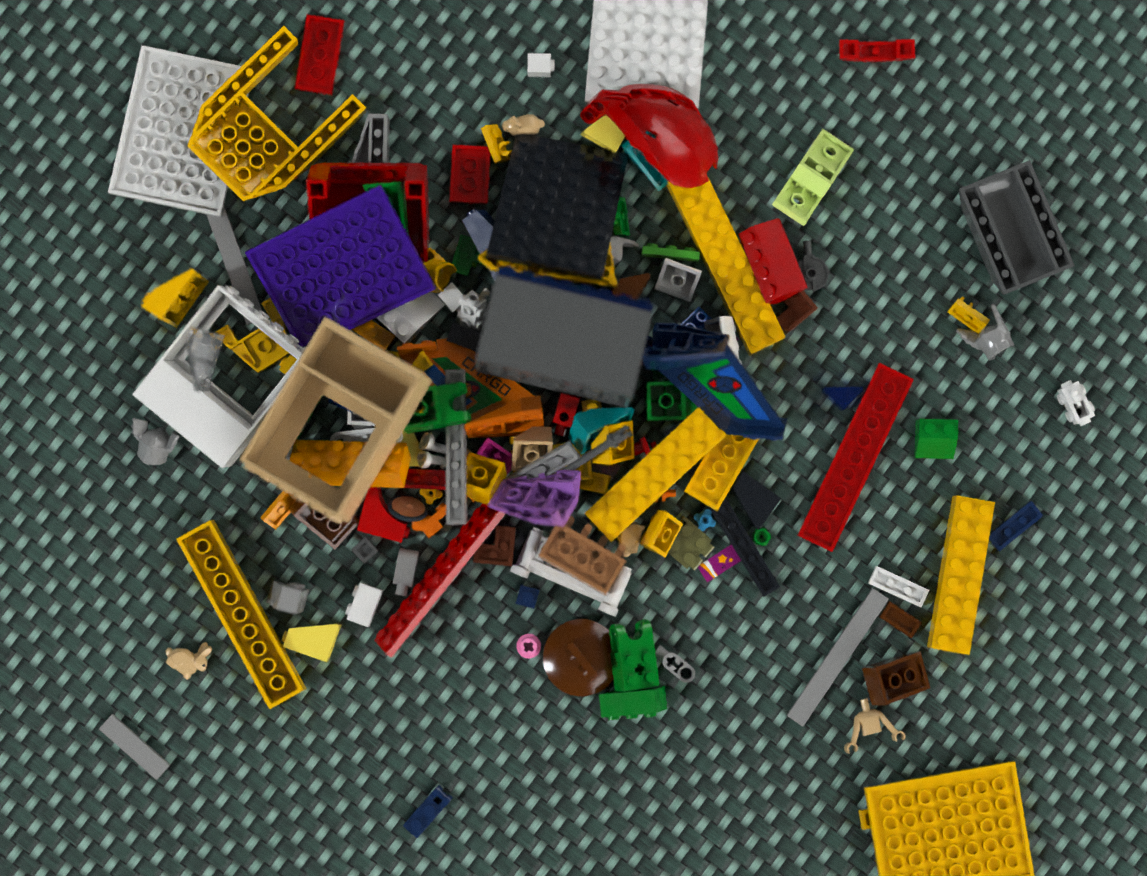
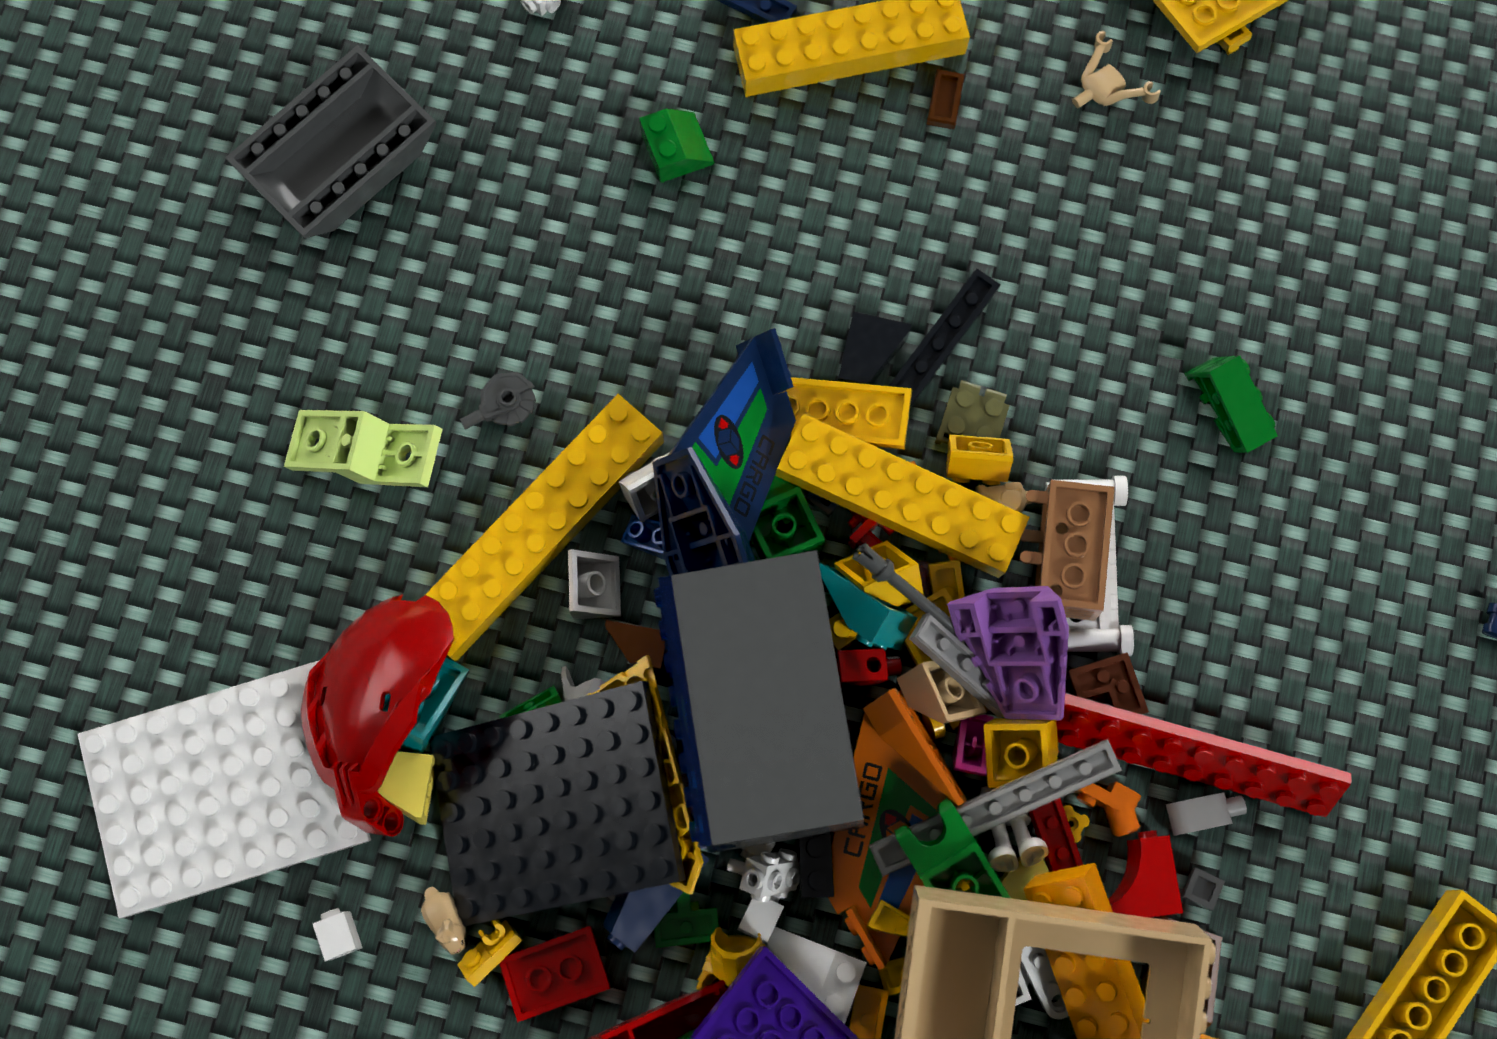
camera: 110 degrees left, 10 degrees down
(288, 597) = (1336, 978): light grey wedge -> none
(312, 641) = (1375, 912): light yellow slope -> none
(364, 604) = (1283, 854): white brick -> none
(408, 508) = (1113, 847): nougat wheel -> none
(527, 596) = (1156, 613): dark blue brick -> none
(528, 646) = (1222, 585): bright pink piece -> none
(579, 657) = (1204, 502): reddish brown bracket -> none
(634, 658) = (1173, 424): green brick -> none
(662, 654) = (1147, 357): light grey piece -> none
(670, 252) = (556, 612): bright green plate -> none
(703, 525) = (928, 417): dark azure plate -> none
(719, 563) = (979, 366): magenta sticker -> none
(756, 536) = (923, 318): green plate -> none
(772, 261) = (511, 455): red slope -> none
(799, 308) = (566, 396): copper panel -> none
(837, 657) = (1035, 159): light grey tile -> none
(841, 396) = (670, 287): clear blue slope -> none
(855, 457) = (748, 239): red plate -> none
(877, 51) = (136, 433): red slope -> none
(896, 678) = (1030, 72): reddish brown slope -> none
(898, 586) = (902, 116): white plate -> none
(968, 315) = (484, 164): yellow plate -> none
(991, 339) = (505, 117): light grey helmet -> none

